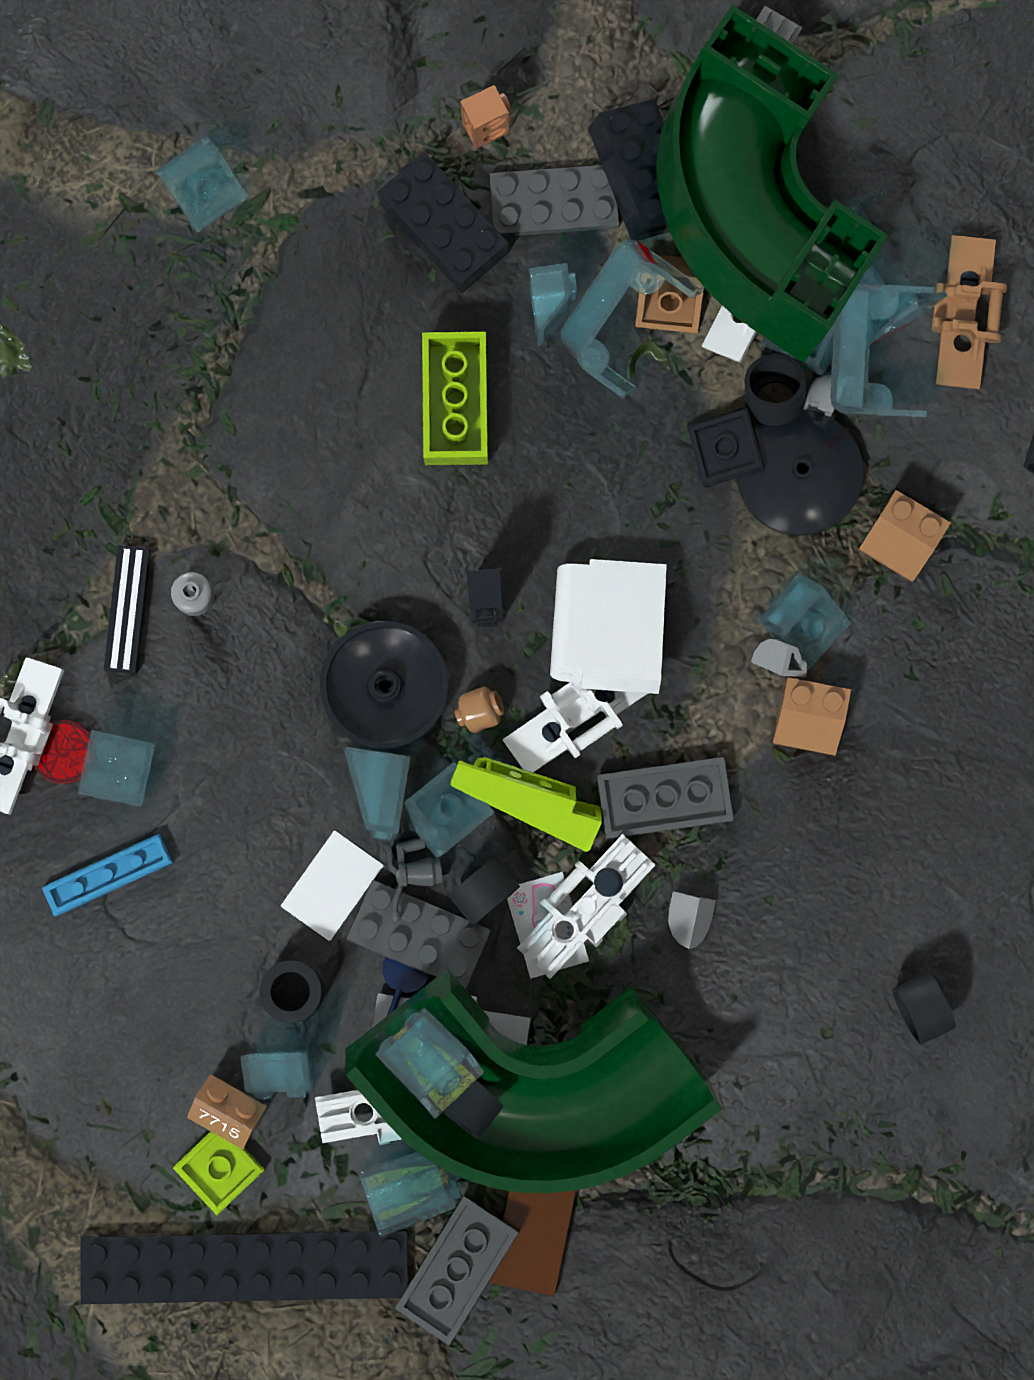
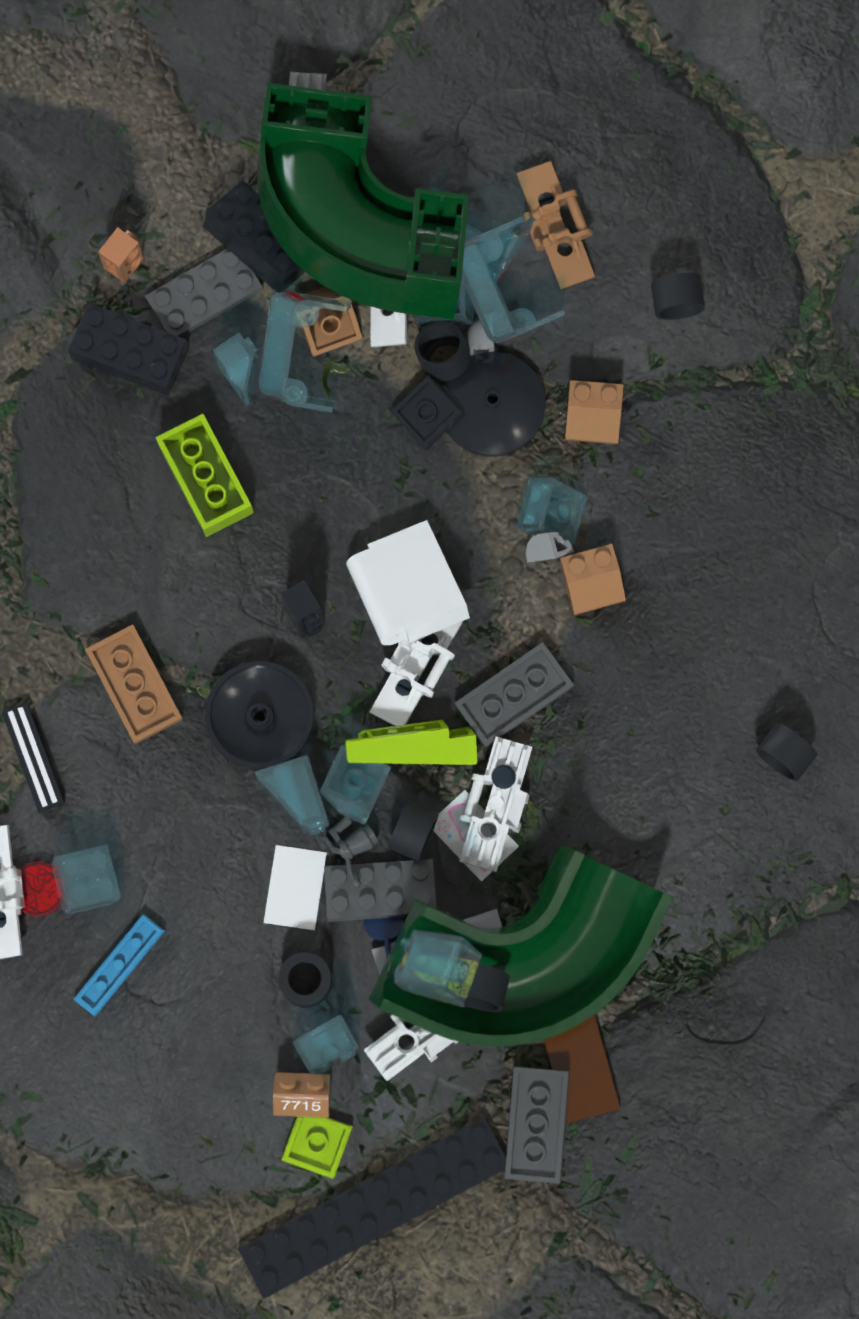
camera: 25 degrees left, 5 degrees down
(198, 601) = (85, 723): light grey head -> none
(270, 585) = (133, 684): none -> medium nougat plate
(407, 1191) = (470, 1082): clear light blue slope -> none
(479, 709) = (340, 698): medium nougat head -> none
(690, 918) = (578, 774): light grey brick -> none

